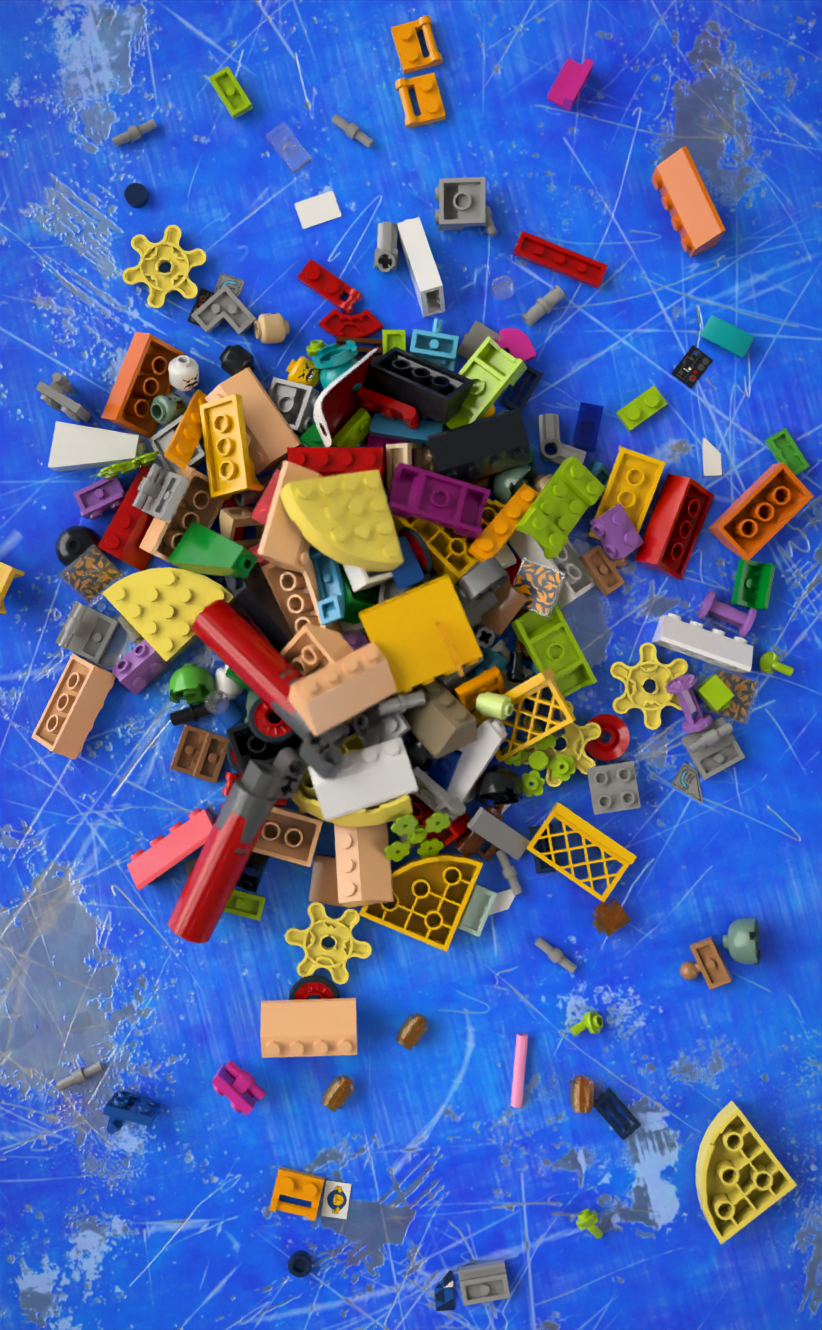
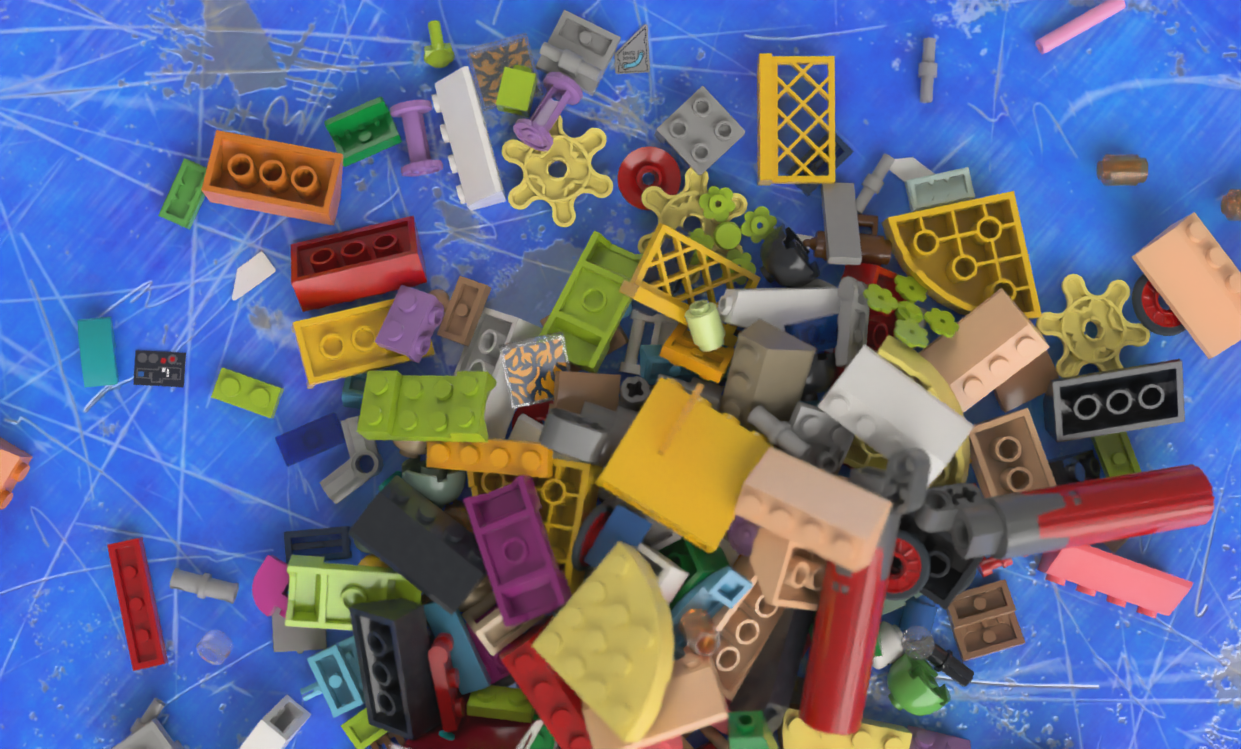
camera: 120 degrees left, 0 degrees up
(277, 923) = (1114, 401): none -> black slope
(316, 574) = (699, 632): none -> clear orange brick
(515, 671) = (641, 332): black pin -> none
(609, 917) = (845, 38): clear orange brick -> none

